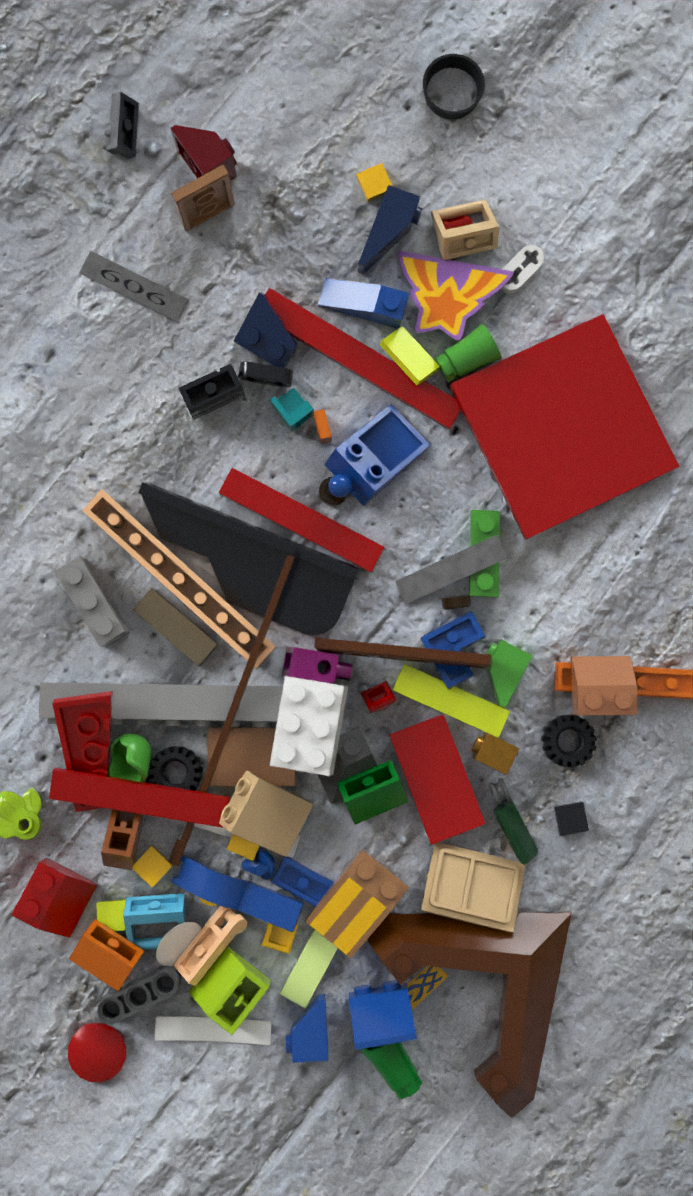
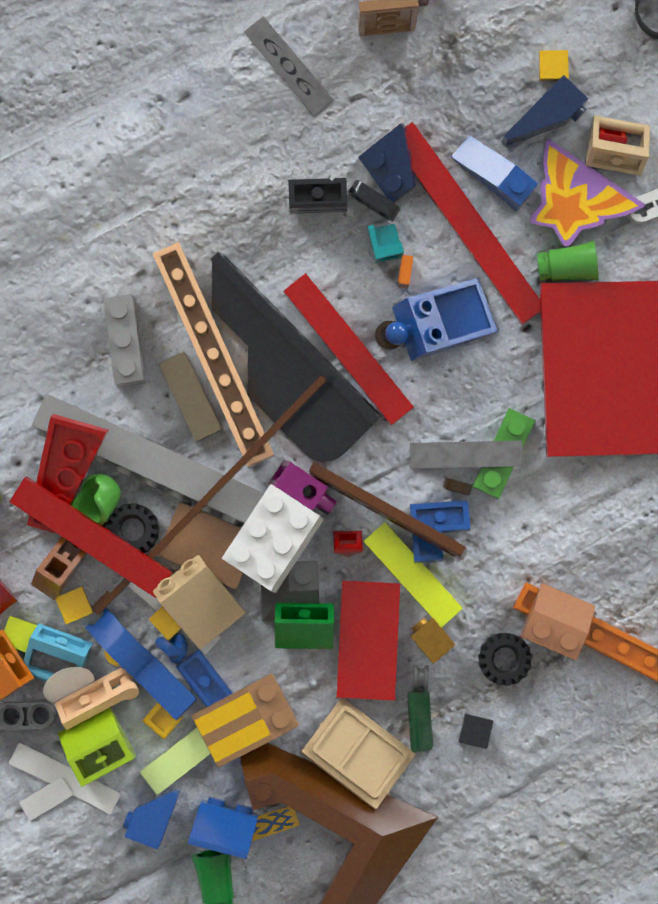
camera: 30 degrees right, 0 degrees up
(204, 1056) = (46, 798): none -> white sticker
(409, 355) = (514, 240): neon yellow tile -> none
(507, 670) = (475, 568): bright green slope -> none

